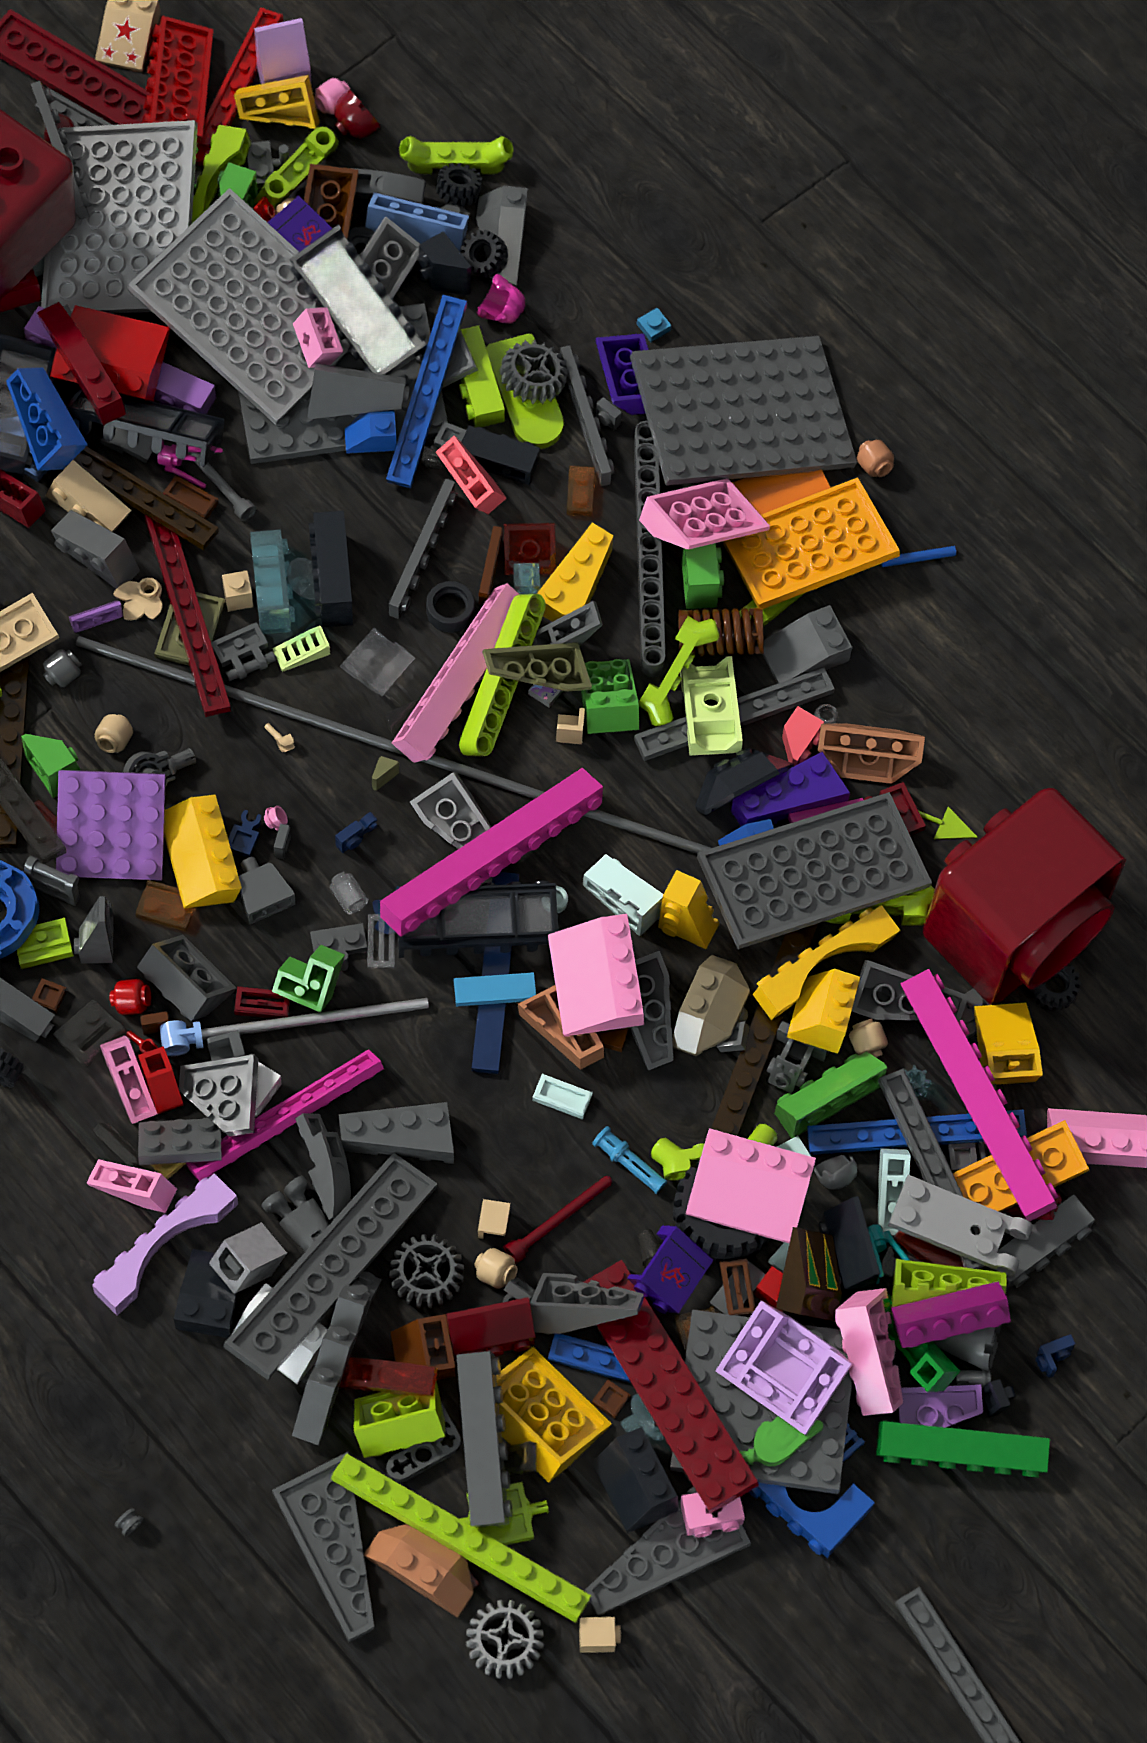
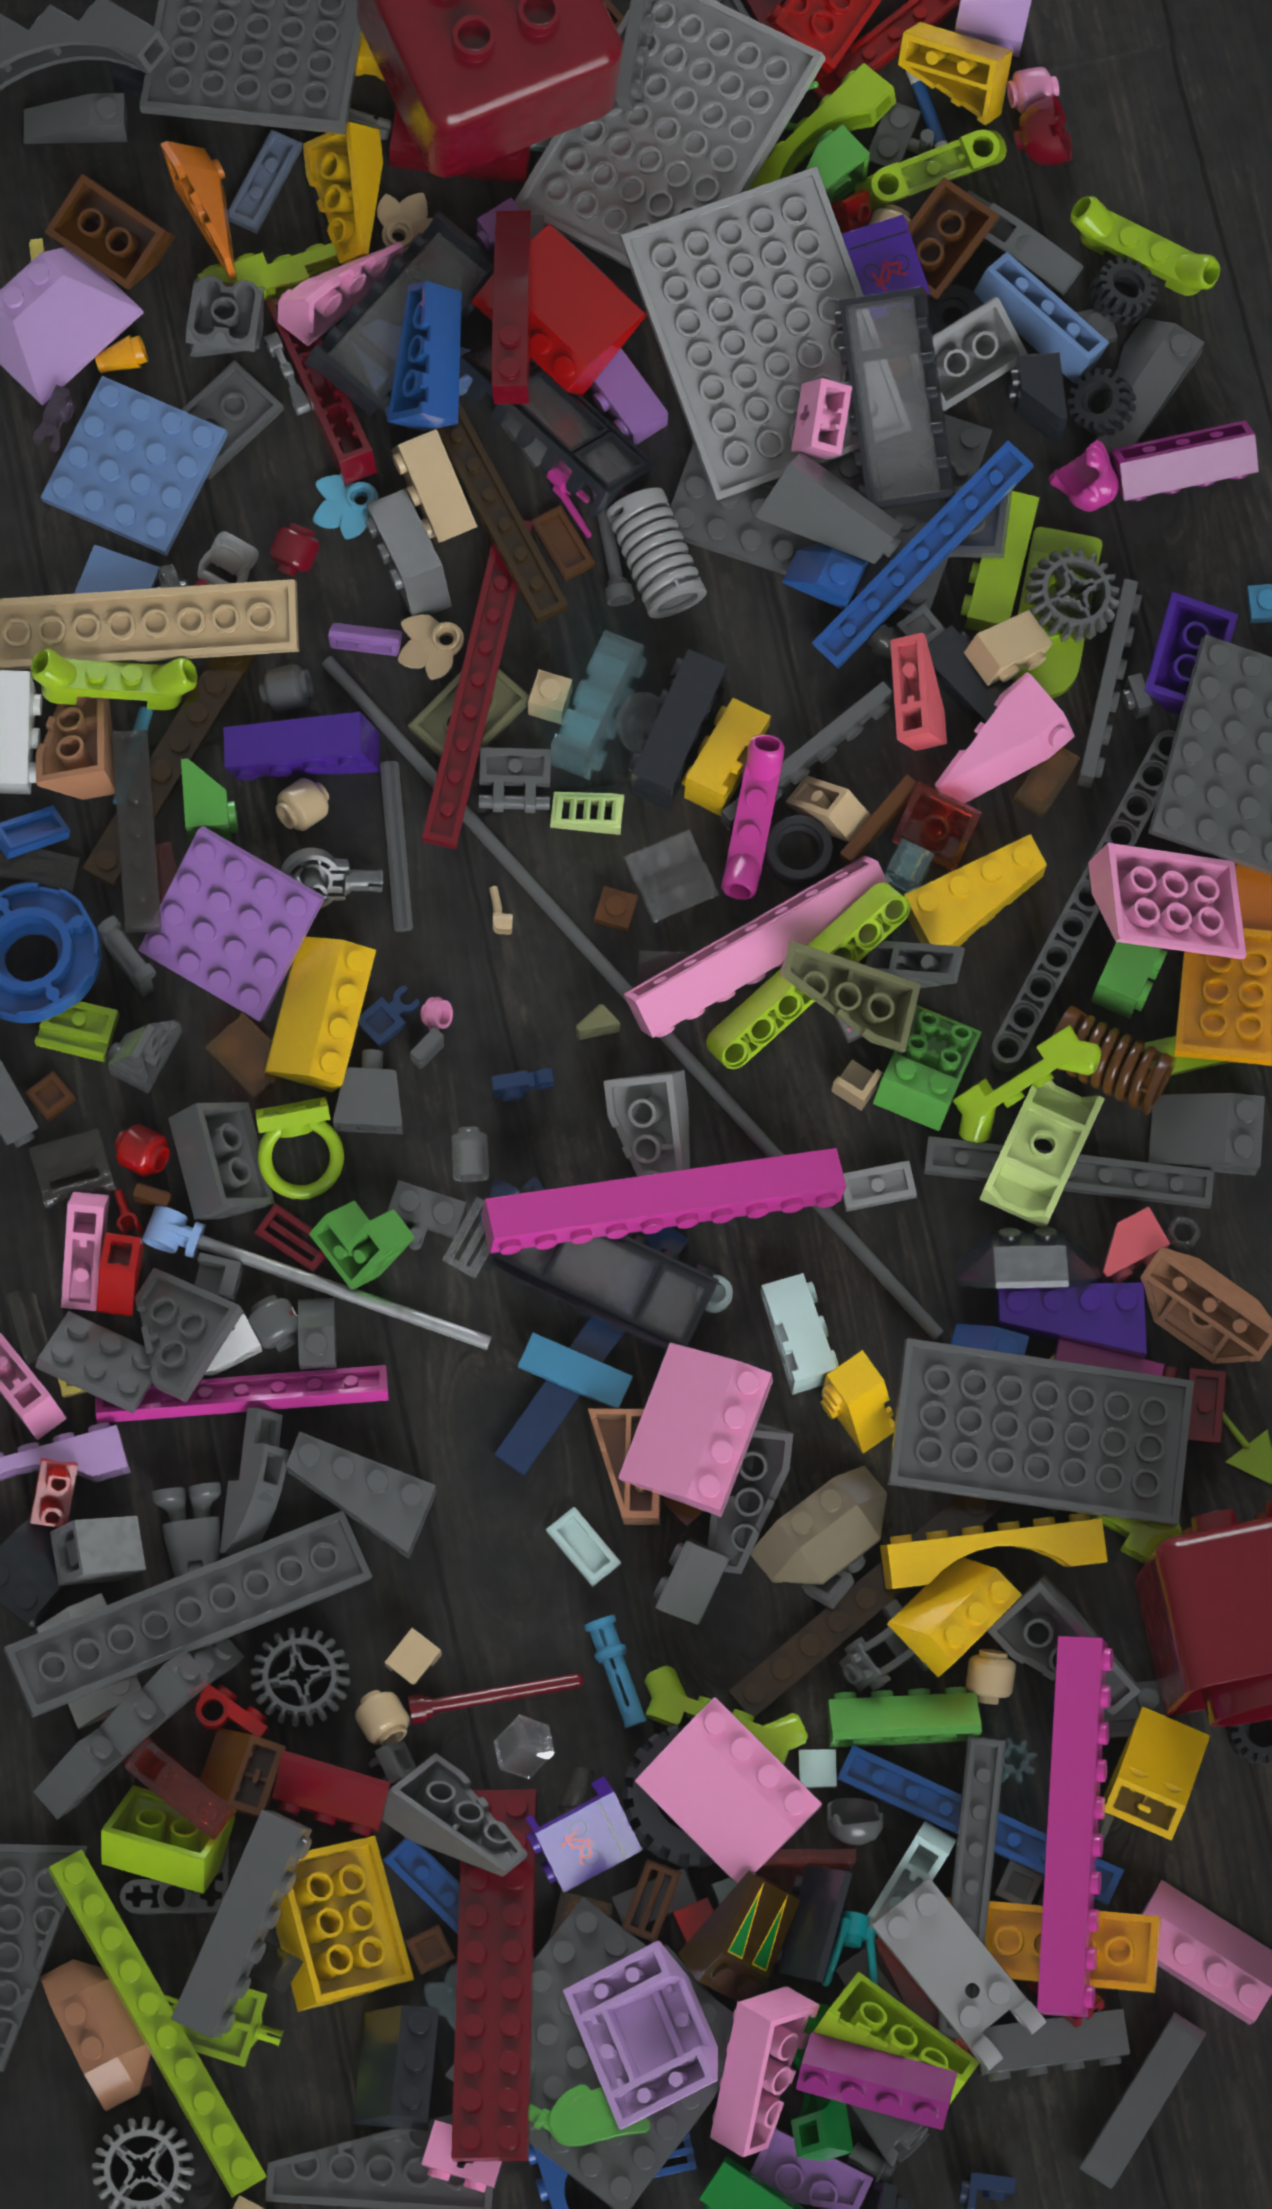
camera: 30 degrees right, 10 degrees up
(18, 581) = (294, 549): none -> dark red head
(32, 544) = (340, 505): none -> medium azure plate
(93, 697) = (302, 747): none -> dark purple wedge
(189, 730) = (396, 846): none -> dark grey axle
(196, 1237) = (53, 1493): none -> hips
(220, 928) = (292, 1121): none -> lime tile
(254, 476) = (656, 553): none -> light grey piece
(267, 135) = (927, 110): none -> blue bar
(282, 1058) = (274, 1323): none -> dark grey head
(313, 1053) = (317, 1334): none -> dark grey slope
(353, 699) = (615, 908): none -> reddish brown plate
(370, 573) = (724, 756): none -> yellow wedge
(395, 1316) = (248, 1720): none -> red plate
(411, 595) = (753, 817): none -> dark pink plate
(455, 567) = (829, 805): none -> tan slope
(513, 420) = (1008, 648): none -> tan brick
(549, 471) = (1015, 738): none -> bright pink wedge
(557, 263) = (1185, 461): none -> brick
(598, 1238) = (524, 1747): none -> clear panel
(622, 781) = (878, 1186): none -> light grey plate
(646, 1076) = (691, 1581): none -> dark grey slope
(815, 1213) = (818, 1857): none -> clear red tile
(1118, 1247) = (1142, 2100): none -> dark grey beam

